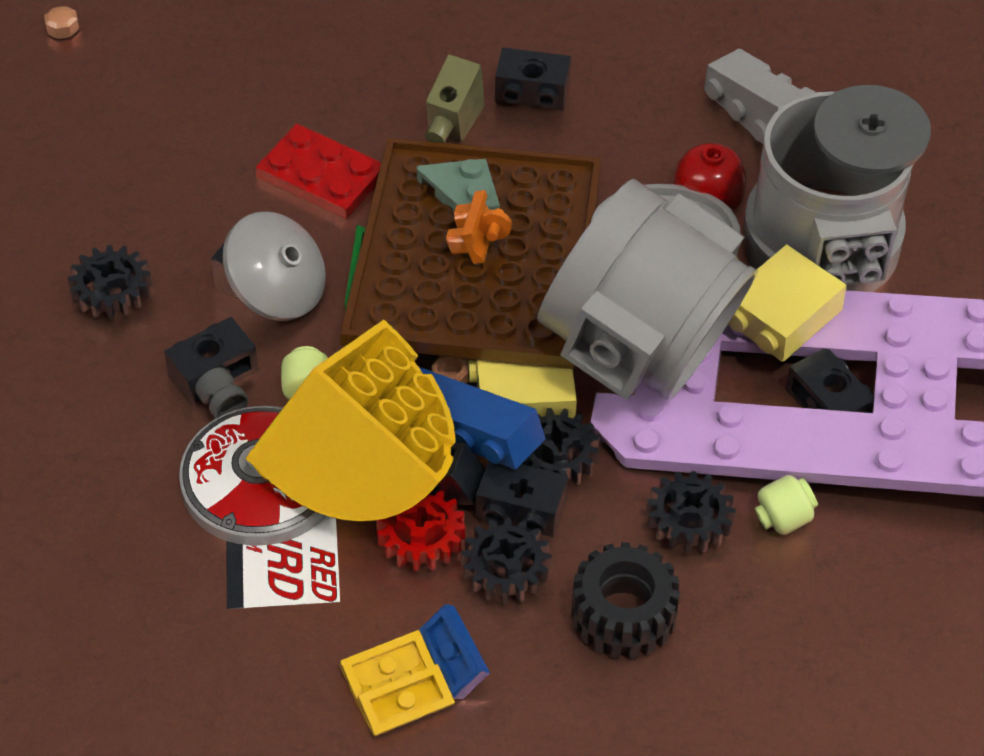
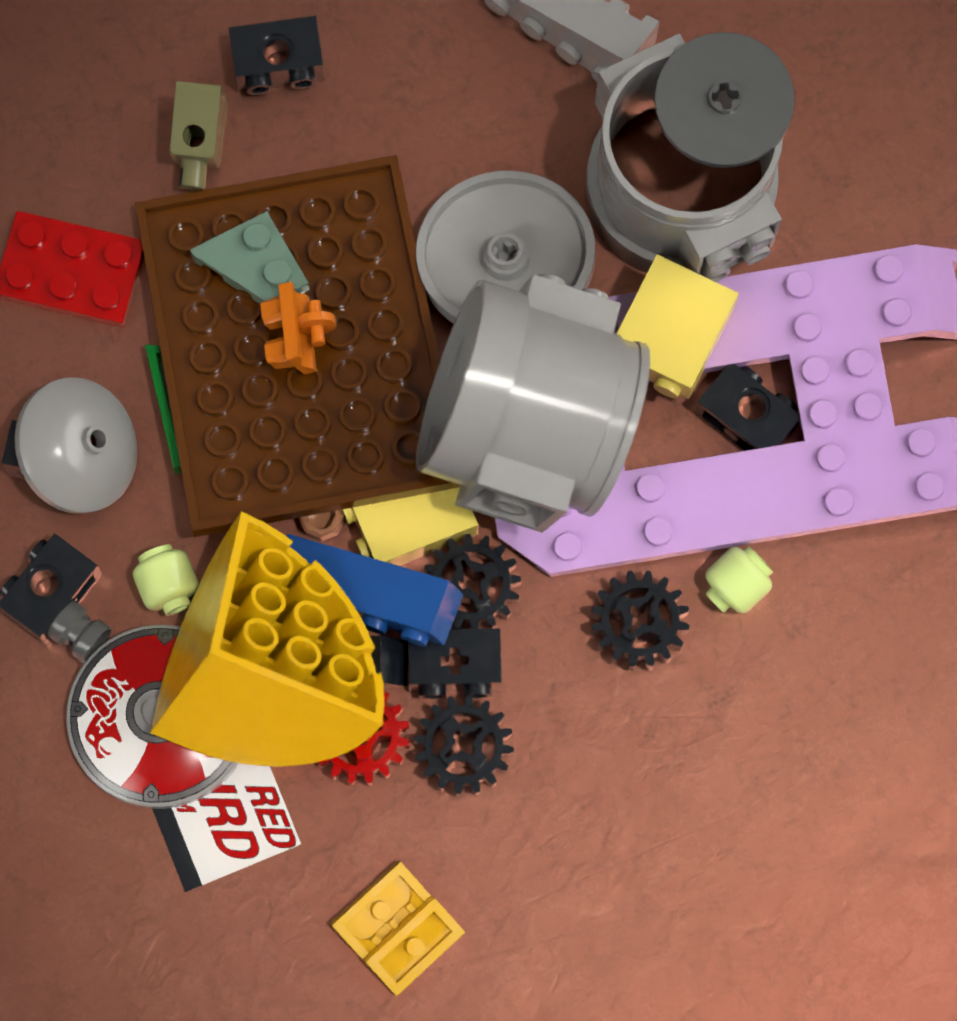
camera: 20 degrees left, 25 degrees up
(454, 651) = (445, 875): blue plate -> none
(628, 572) = (615, 721): black tyre -> none
(713, 171) = (531, 140): red cylinder -> none

